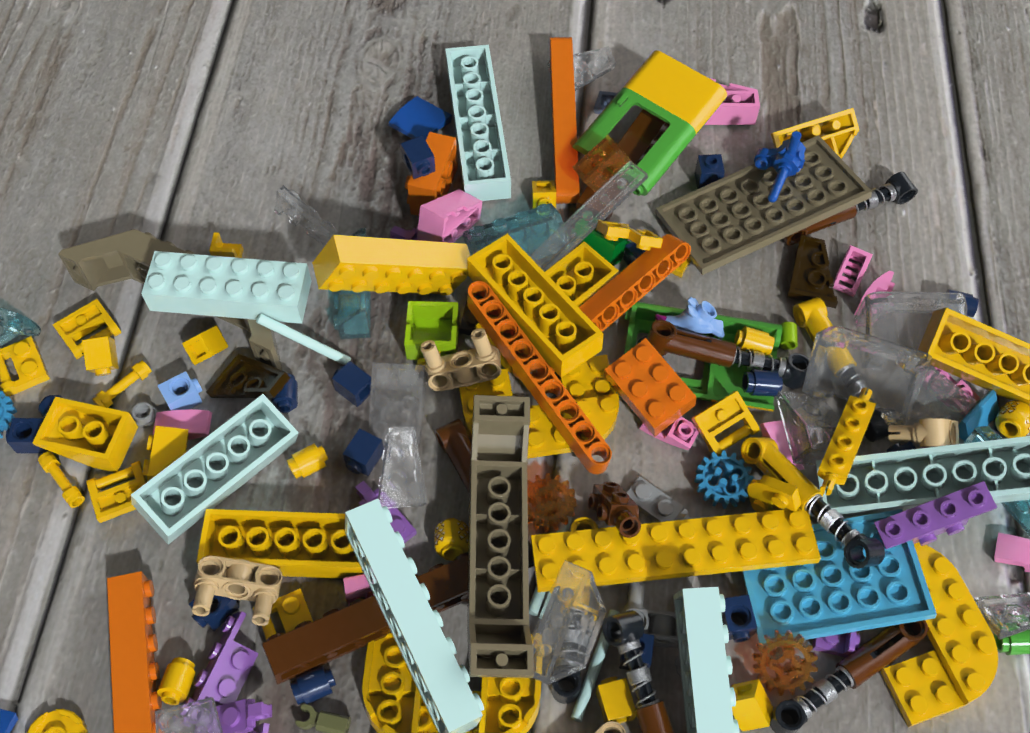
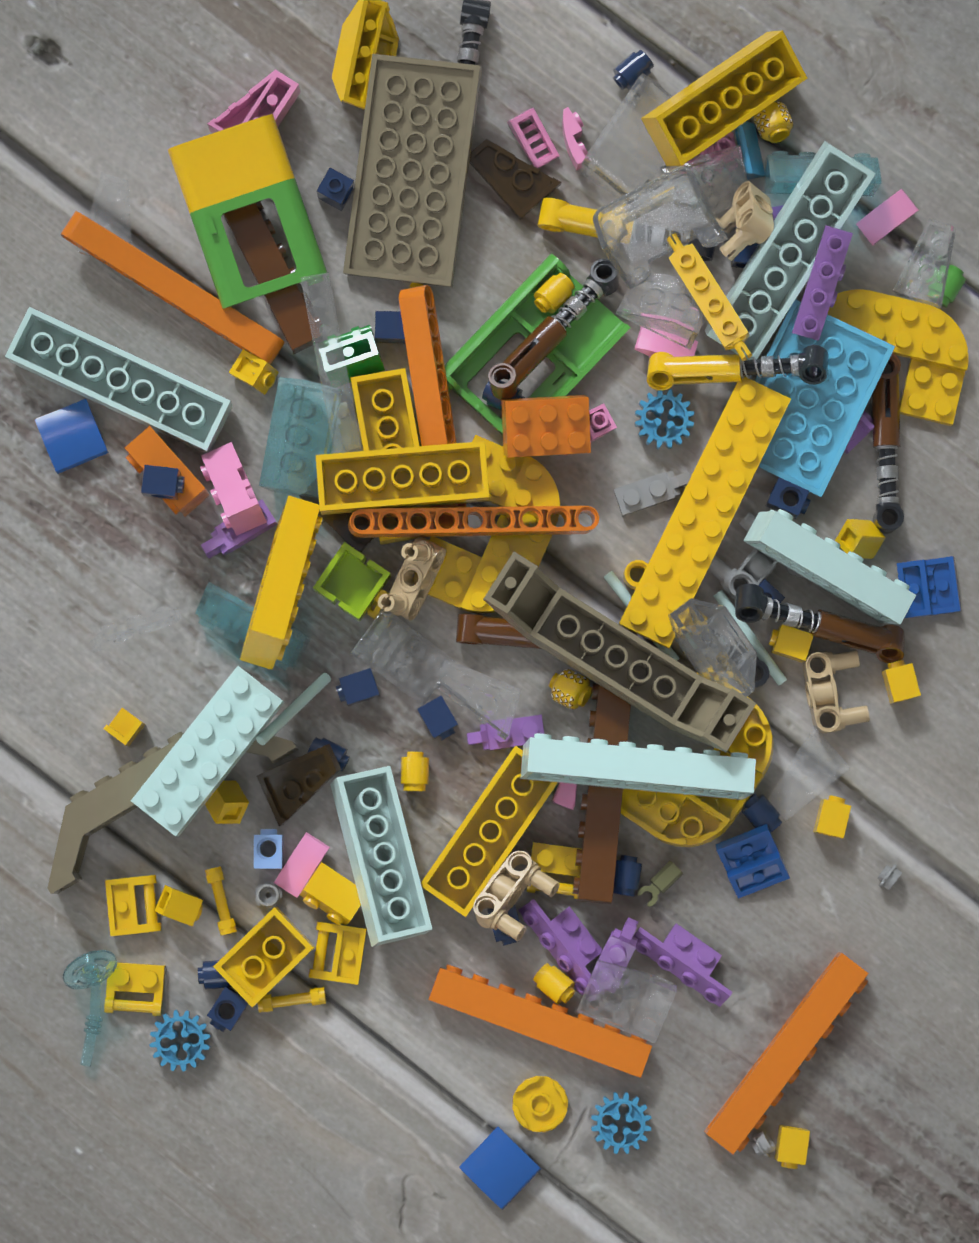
camera: 65 degrees left, 25 degrees up
(548, 505) = (581, 575): clear orange gear -> none
(601, 163) = (280, 303): clear orange brick -> none
(603, 100) = (175, 226): sand blue tile -> none
(615, 508) = (638, 535): reddish brown brick -> none
(643, 238) = (367, 338): yellow plate -> none
(696, 319) = (502, 335): light blue animal -> none
(720, 417) = (609, 380): yellow plate -> none
(762, 383) = (600, 319): dark blue brick -> none
(773, 494) = (709, 398): yellow plate -> none
(785, 674) = (848, 488): clear orange gear -> none
(786, 160) = (392, 117): blue piece -> none
(789, 336) = (563, 252): lime hinge -> none

